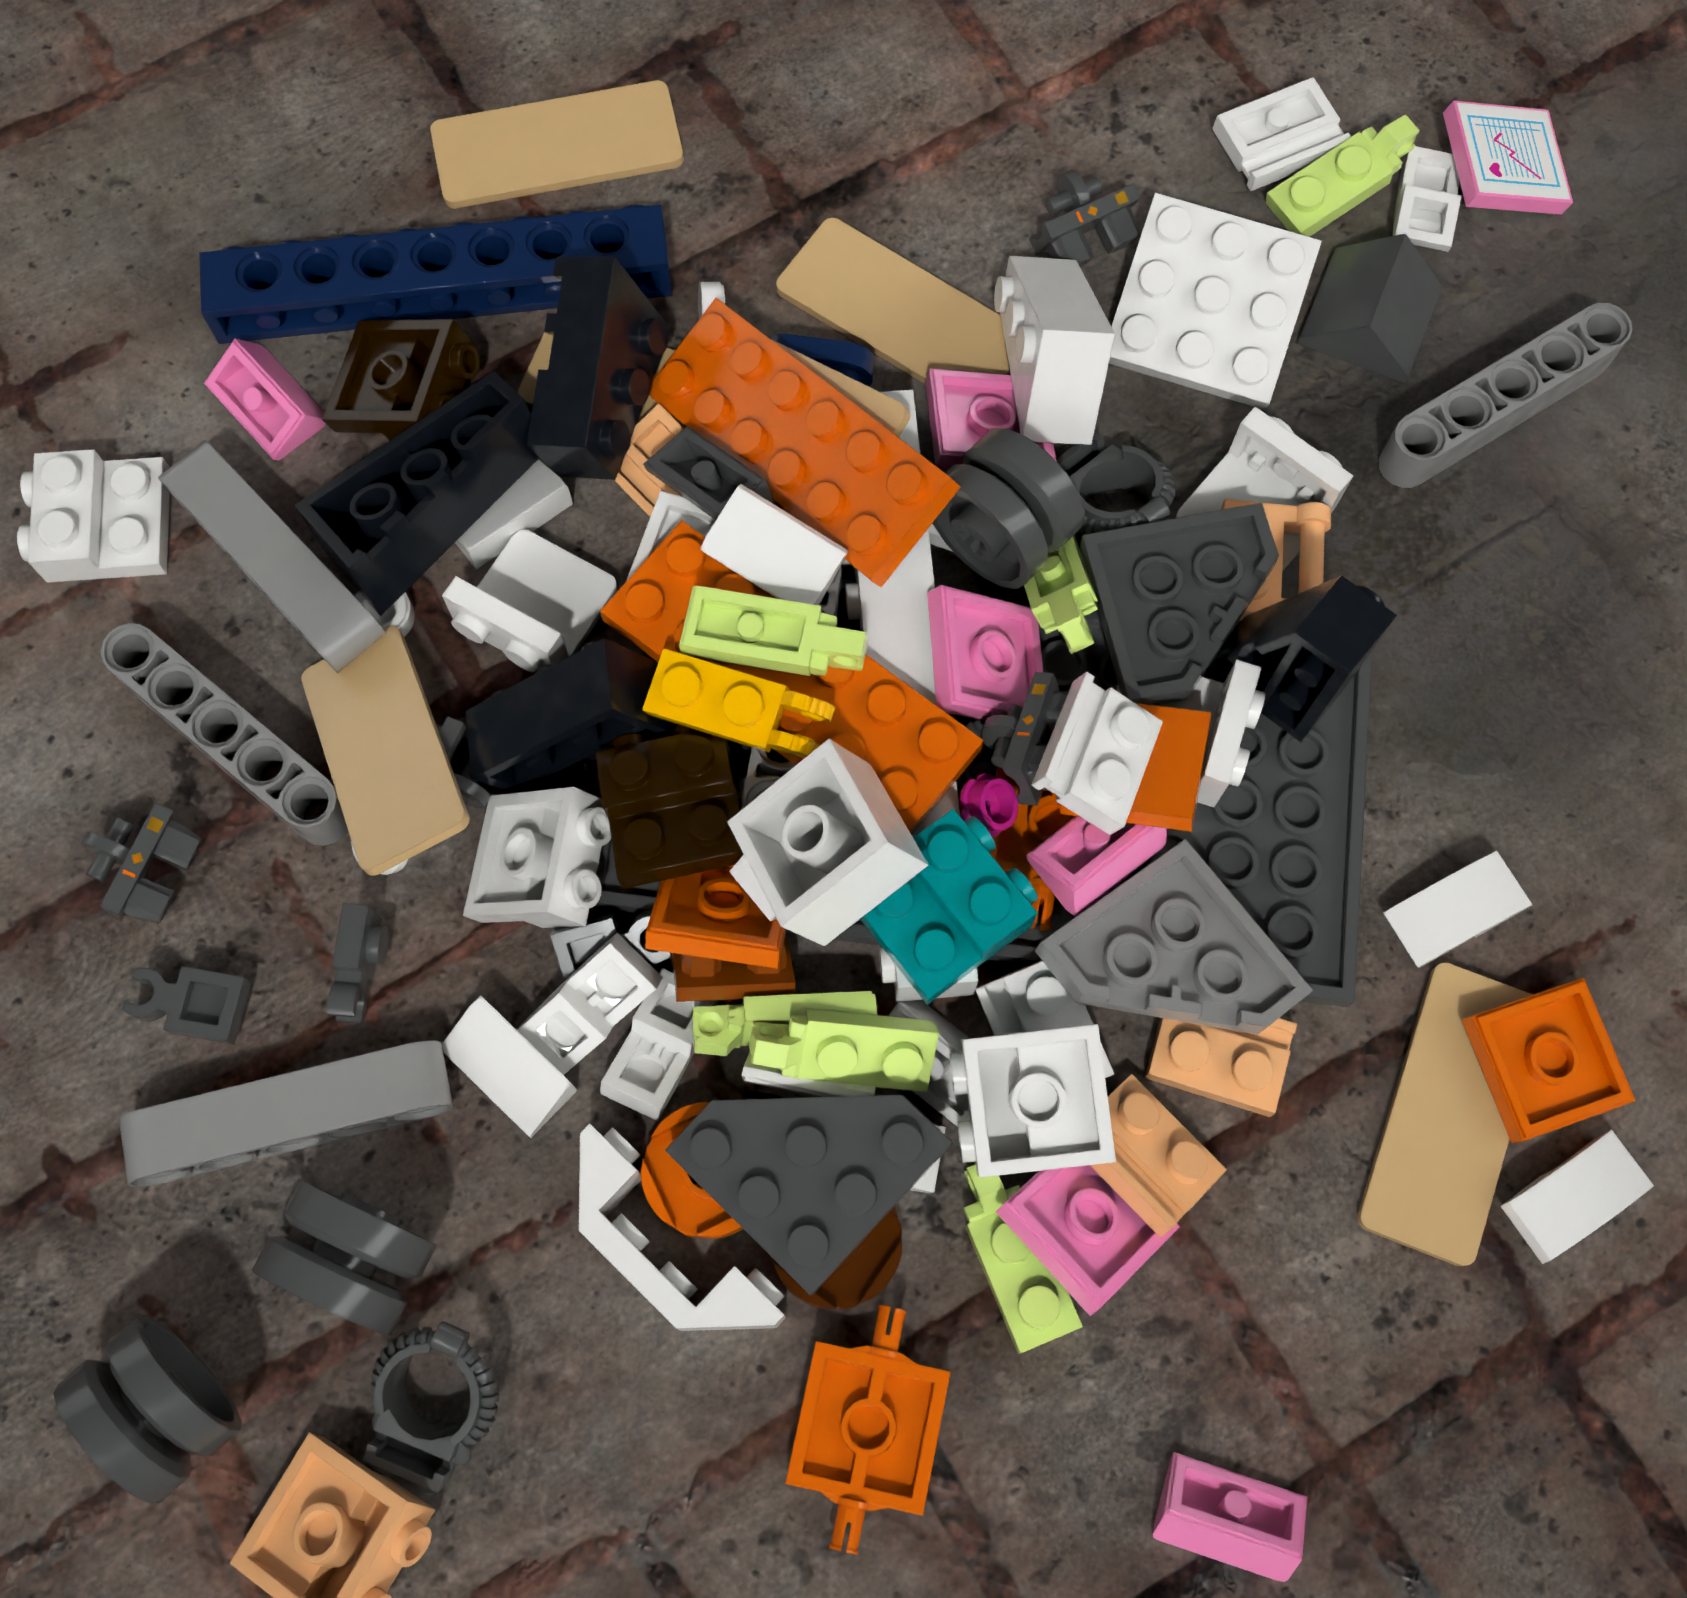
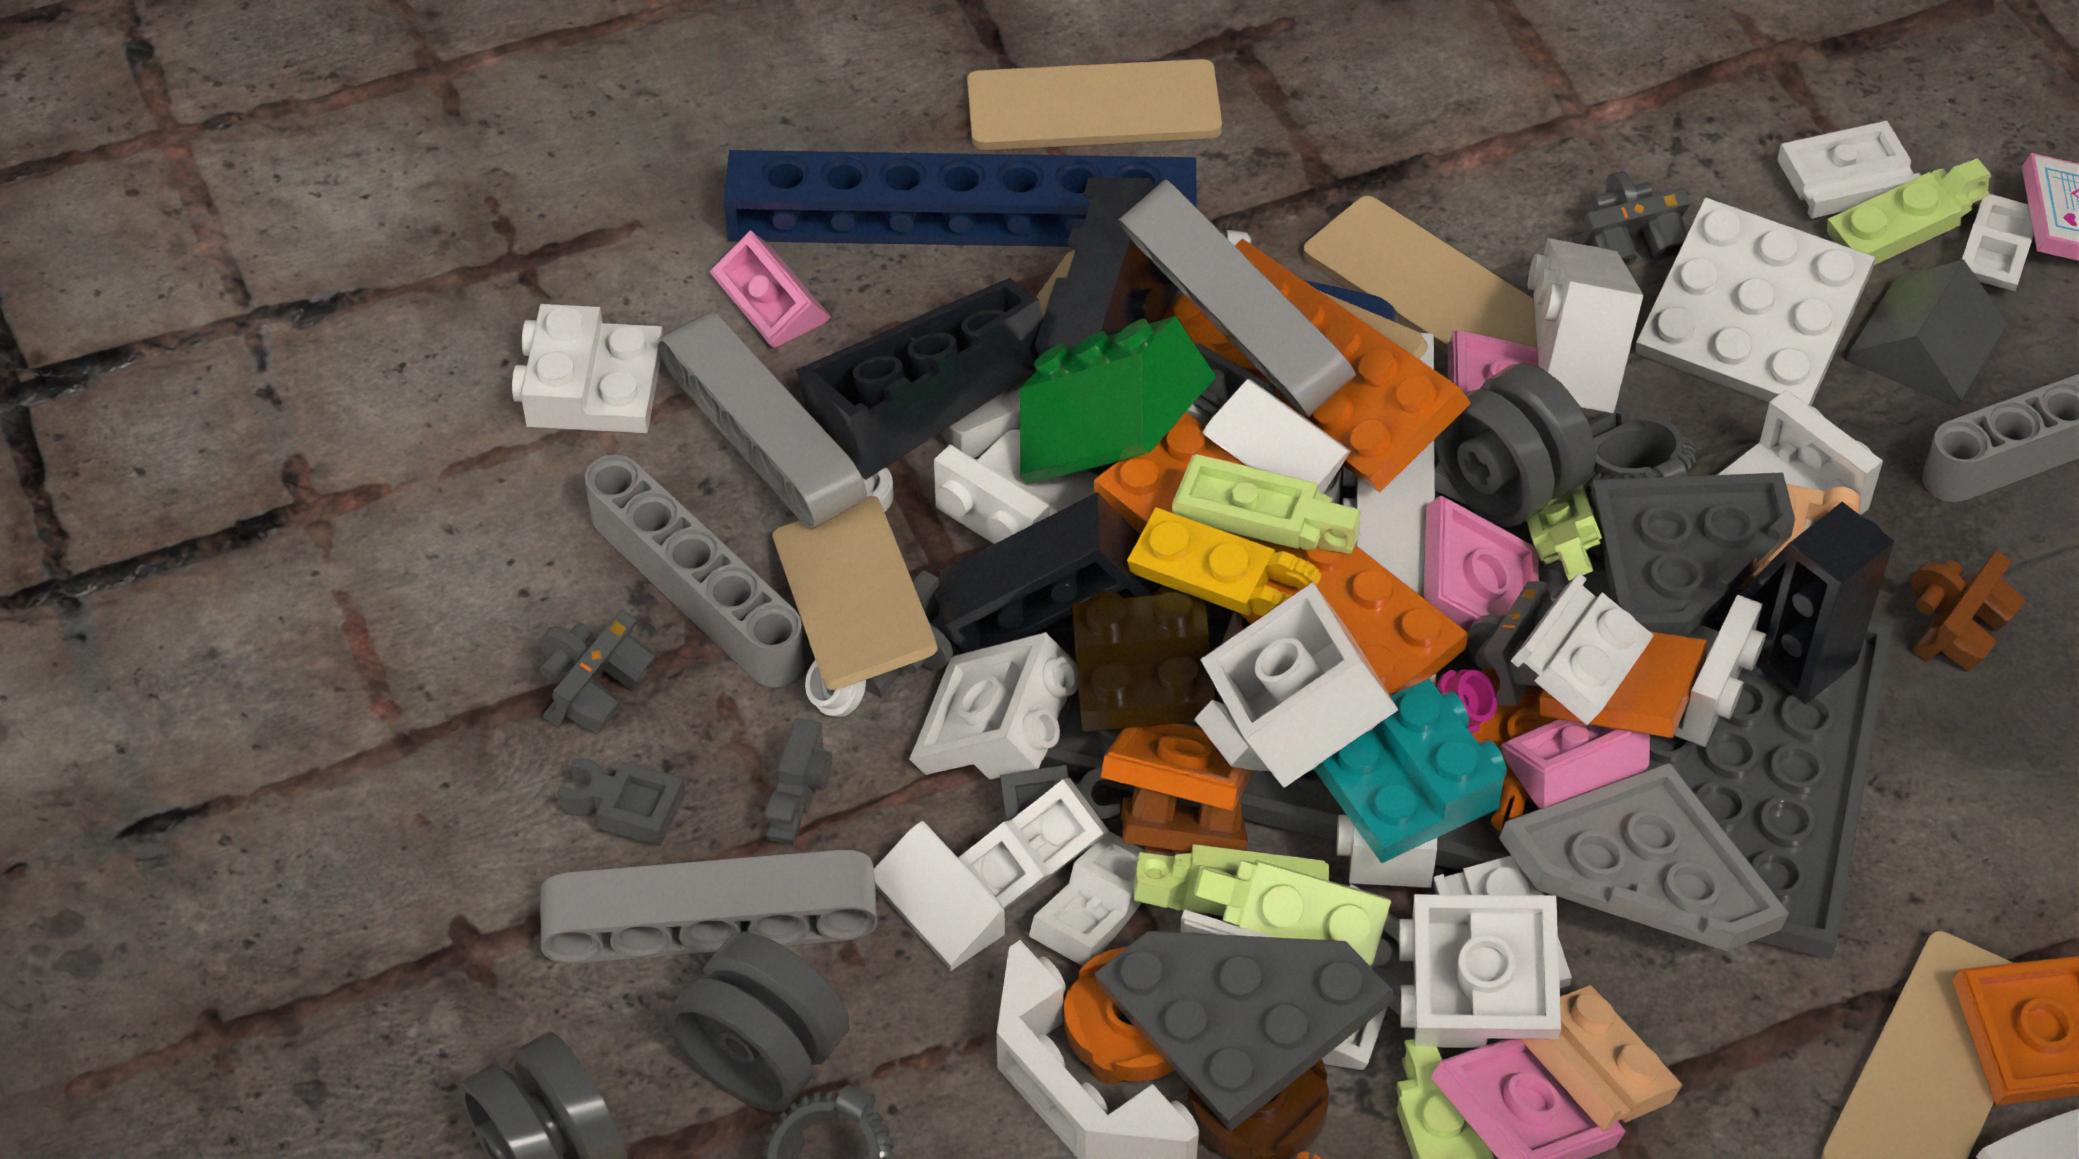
camera: 10 degrees right, 20 degrees down
(399, 374) = (908, 276): dark brown plate -> none
(605, 513) = (1107, 398): none -> green slope
(716, 391) = (1237, 298): none -> light grey beam
(1223, 1063) = (1689, 985): light nougat plate -> none
(1426, 609) = (1958, 600): none -> dark orange hips
(1457, 909) = (1956, 877): white slope -> none

